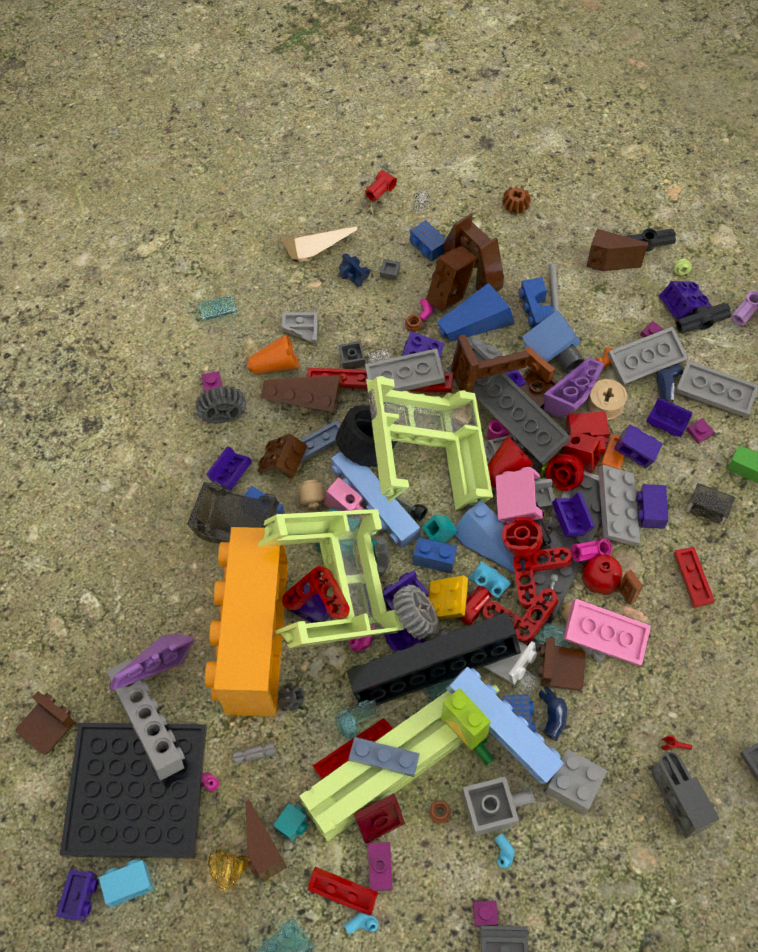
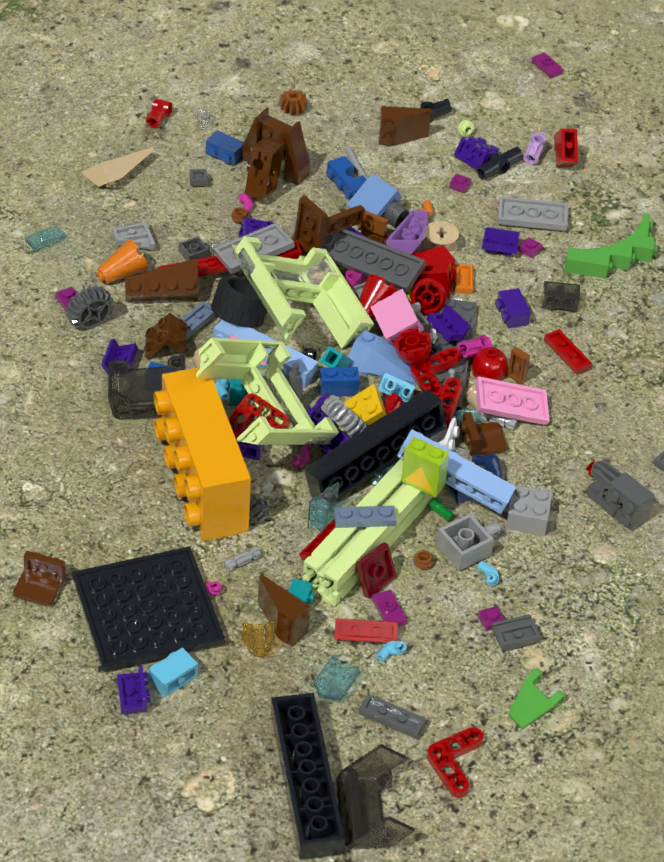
camera: 25 degrees left, 15 degrees down
(160, 656) = (127, 503): medium lavender wedge -> none
(163, 763) = (135, 550): light grey brick -> none
(351, 269) = (161, 183): dark blue hips -> none
(476, 315) = (301, 183): blue slope -> none
(618, 505) = (484, 312): light grey plate -> none
(638, 446) = (482, 266): dark purple brick -> none
(647, 356) = (463, 199): light grey plate -> none
(666, 382) = (487, 215): dark blue arm -> none

